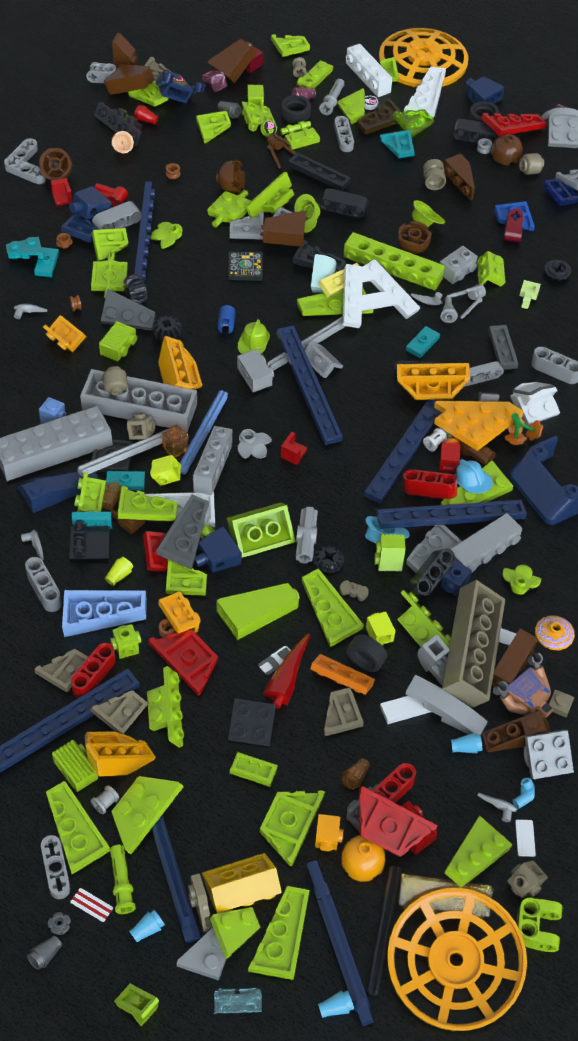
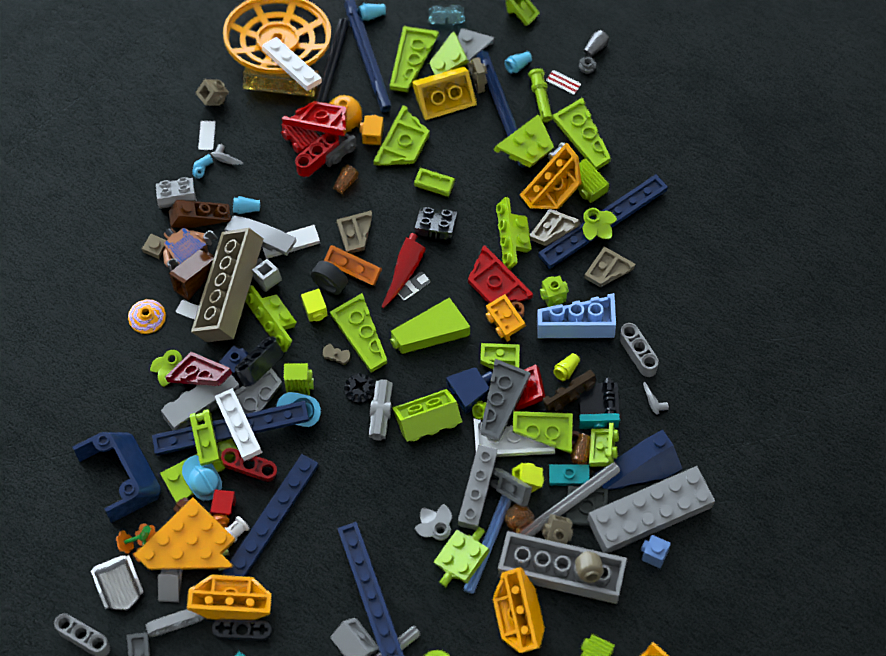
camera: 175 degrees left, 10 degrees up
(48, 860) = (597, 98): light grey beam -> none
(68, 707) = (599, 226): none -> lime plate
(94, 662) = (582, 257): red beam -> none
(120, 537) = (570, 394): none -> dark brown wing
(182, 454) = (511, 487): none -> dark grey hinge
(229, 412) = (461, 556): none -> lime plate
(255, 370) = (432, 614): light grey brick -> none
(291, 450) = (392, 514): red panel -> none
(433, 894) = (291, 64): none -> white plate
(444, 503) = (238, 424): none -> white plate
(475, 500) = (205, 438): none -> lime plate
(477, 852) = (246, 114): lime wing -> none
(489, 559) = (198, 371): none -> dark red wing
(542, 909) = (214, 65): lime piece -> none

